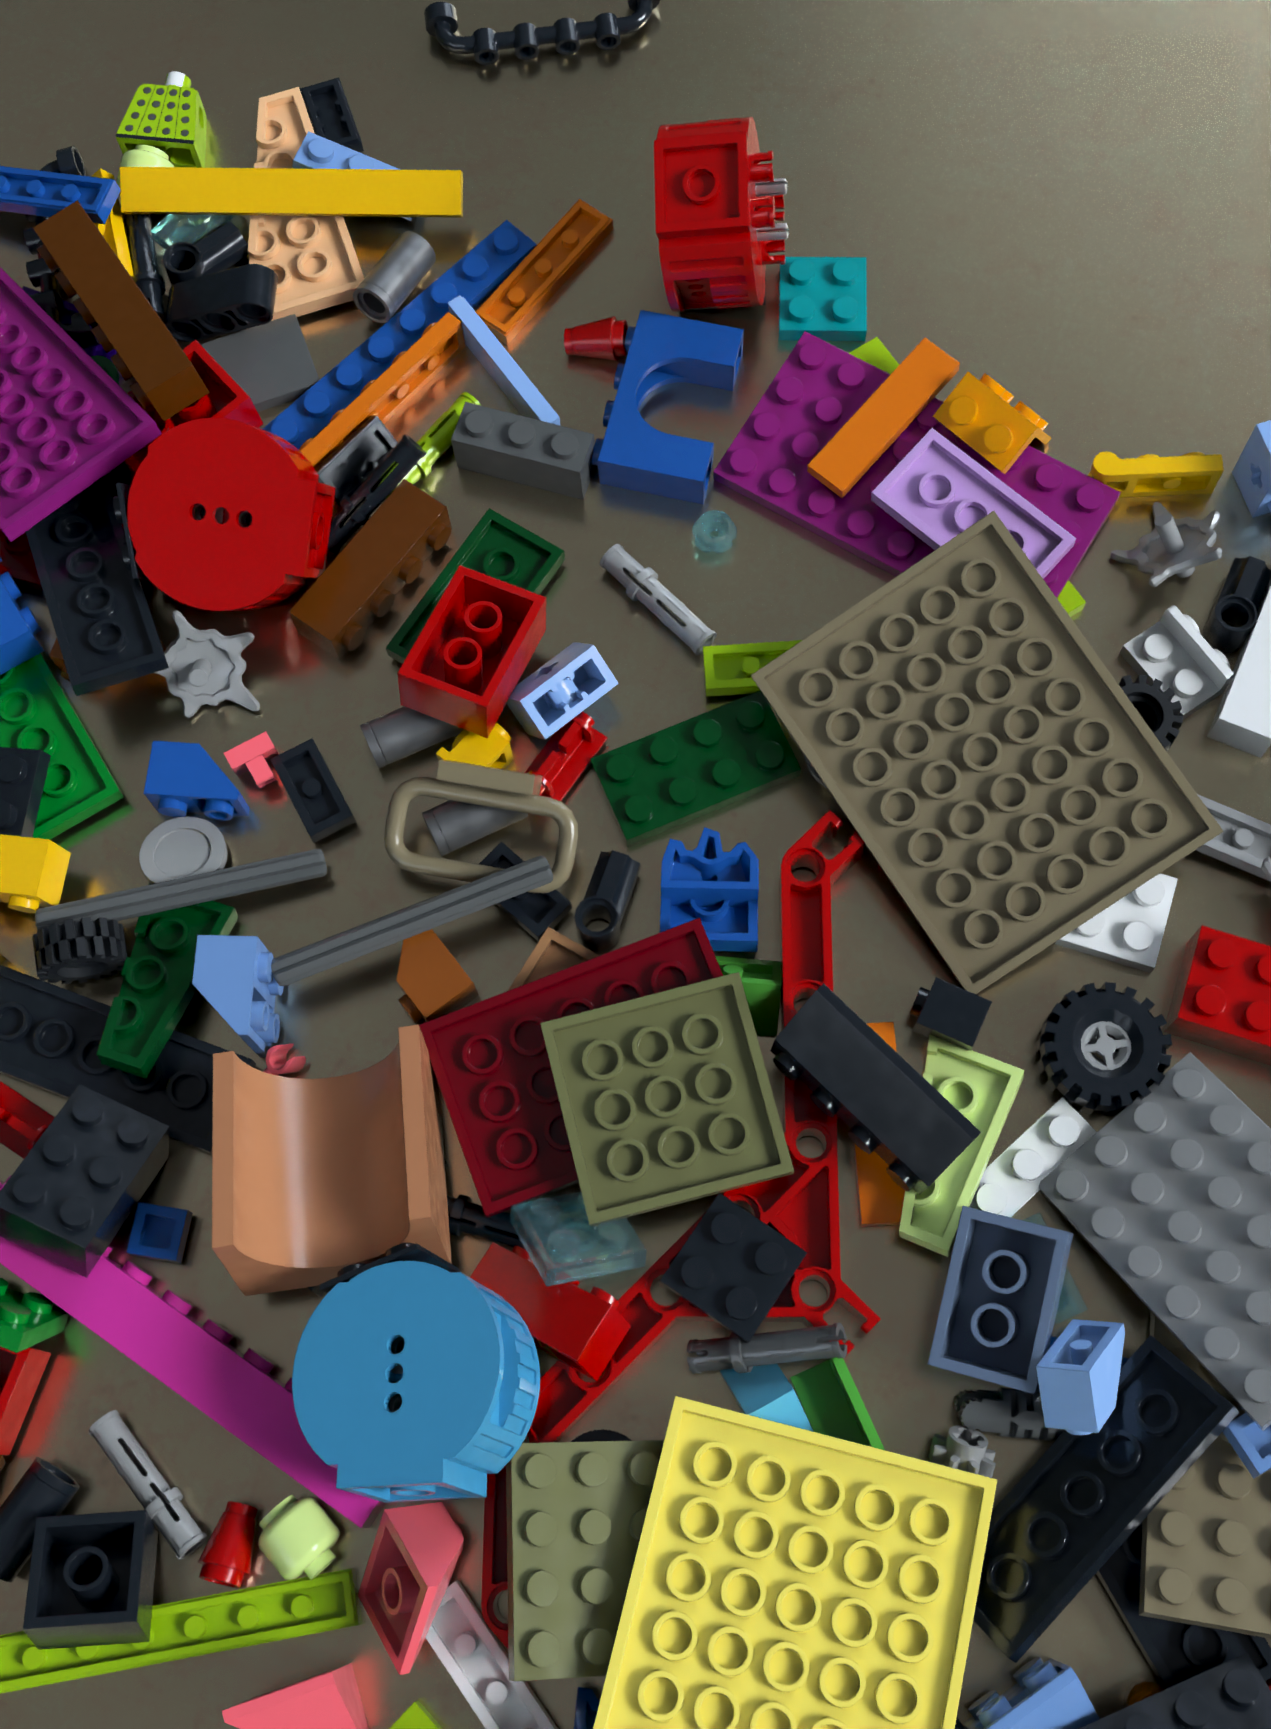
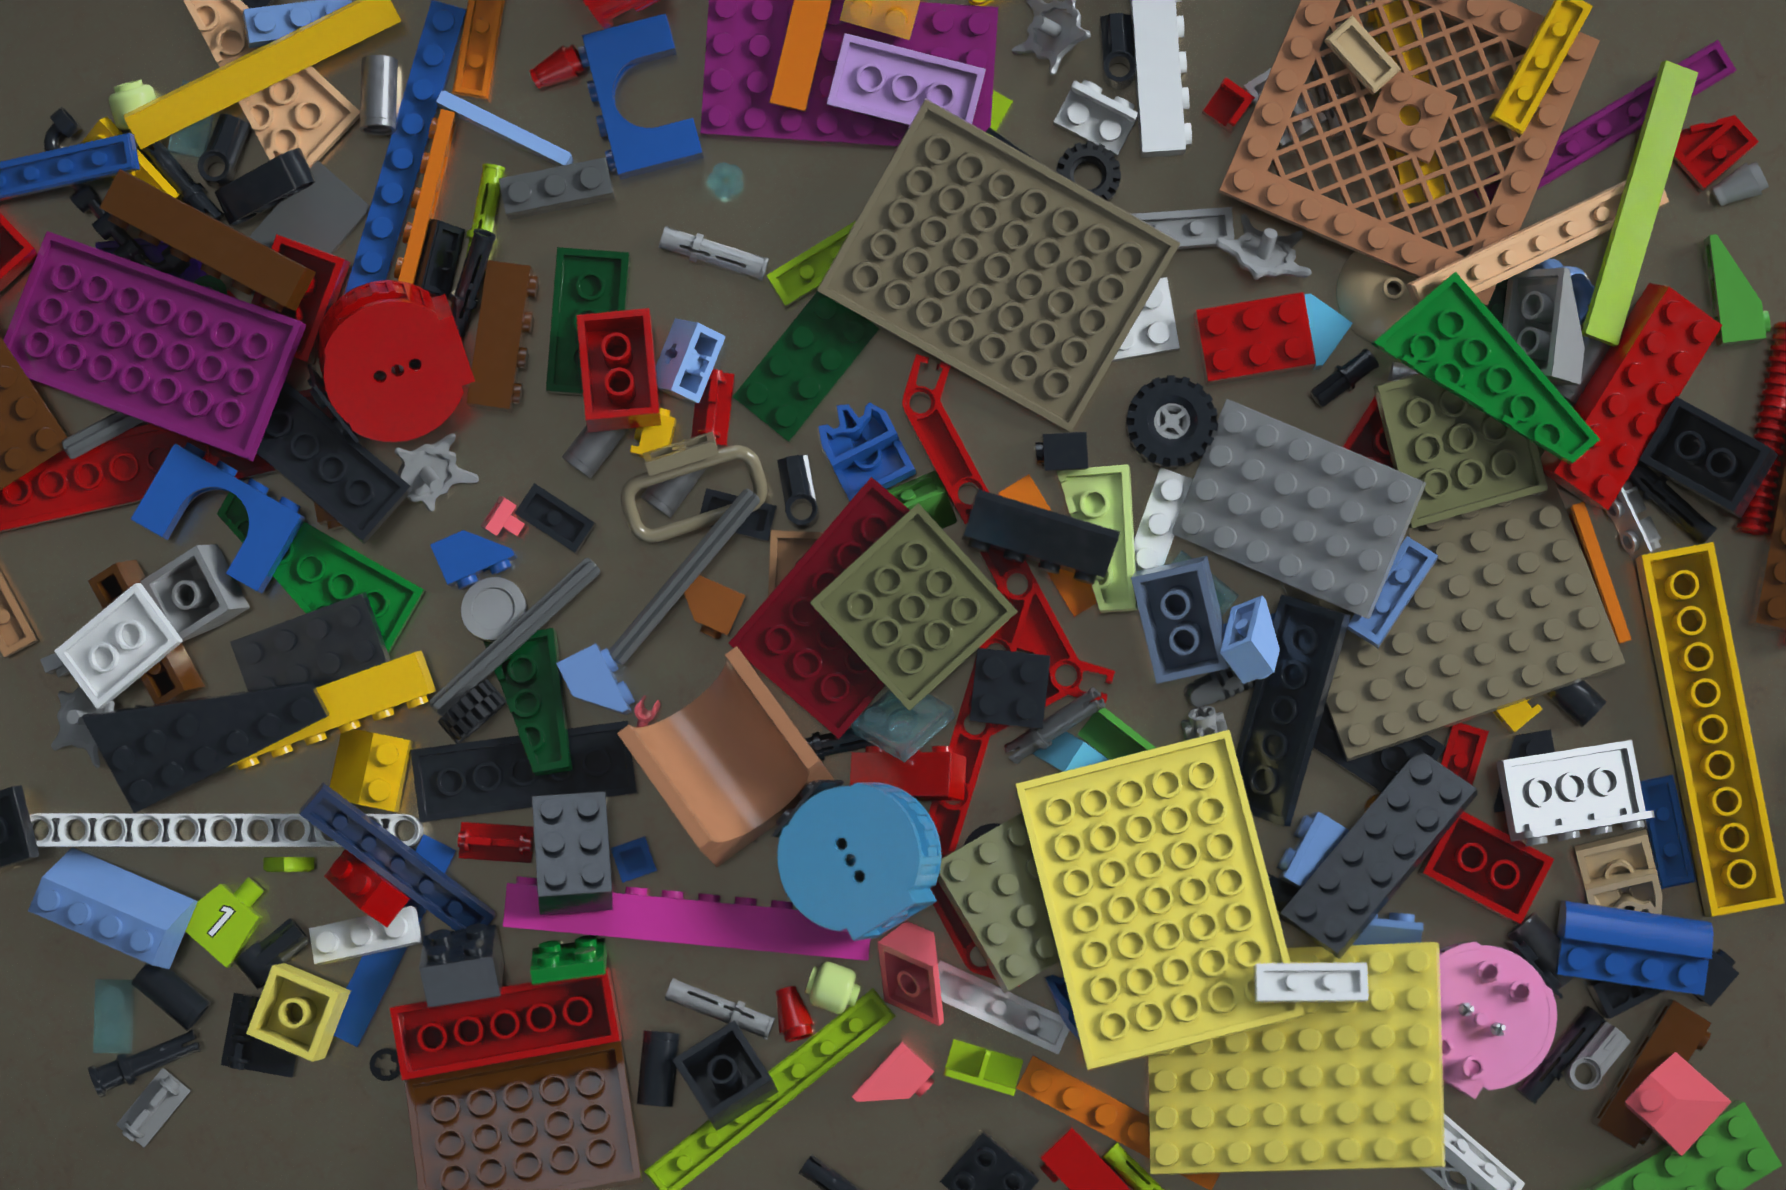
camera: 30 degrees left, 15 degrees up
(167, 119) = (119, 50): lime torso -> none

